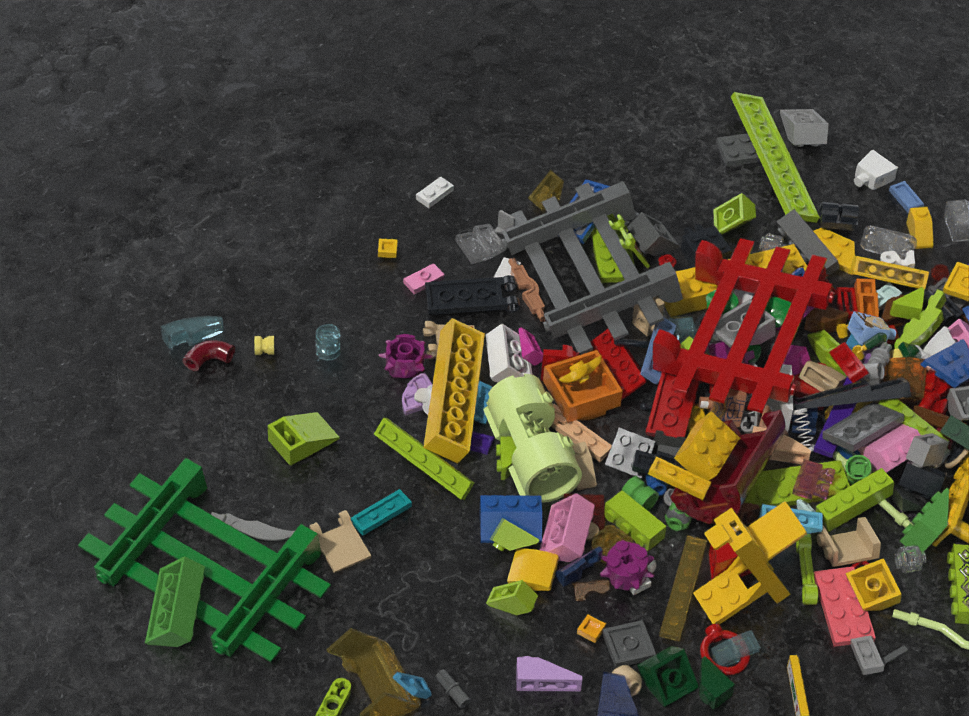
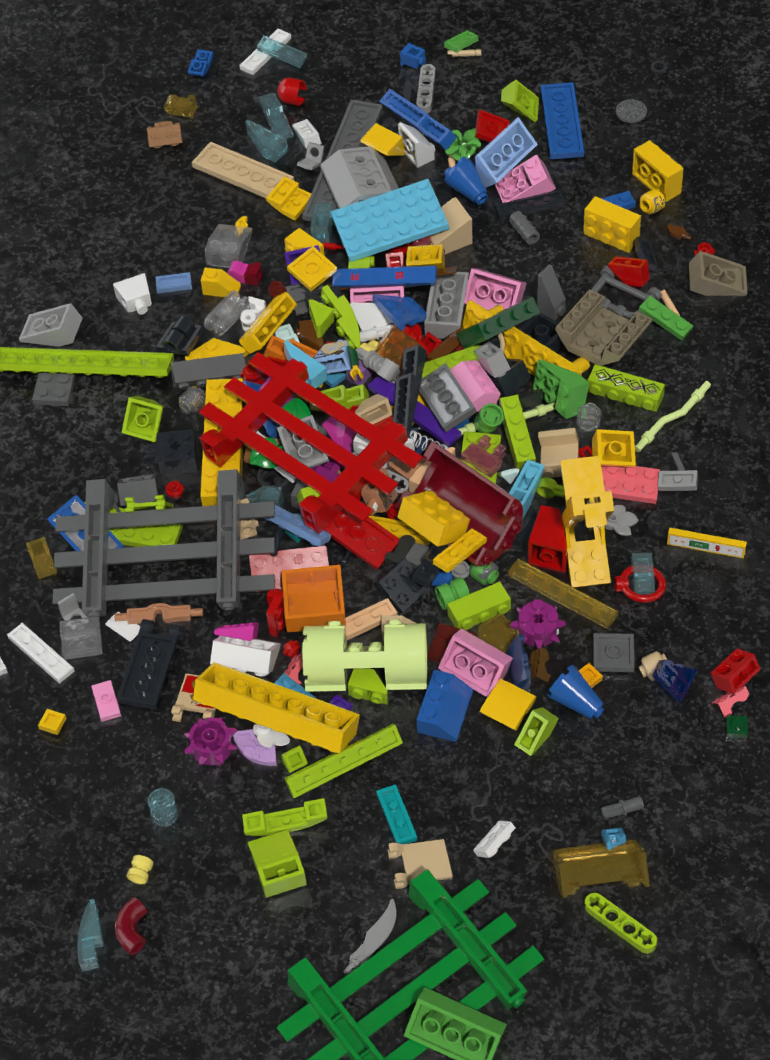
camera: 65 degrees left, 5 degrees up
(344, 427) = (292, 820): none -> lime slope
(374, 590) = (491, 842): none -> white plate
(413, 423) = (294, 759): none -> lime slope
(455, 222) = (40, 653): none -> white tile
(511, 537) = (469, 710): lime slope -> none
(541, 675) = (628, 730): lavender slope -> none
(564, 618) = (576, 694): none -> blue cone
(581, 371) = (304, 591): yellow animal -> none
(668, 675) = (656, 631): dark green slope -> none
(713, 684) = (675, 601): dark green slope -> none
(796, 618) = (621, 520): none -> light grey plate
(840, 310) = (316, 371): none -> medium azure slope
(848, 362) = (370, 383): red tile -> none
(909, 350) = (369, 337): dark green plate -> none
(945, 241) = (246, 273): none -> leg

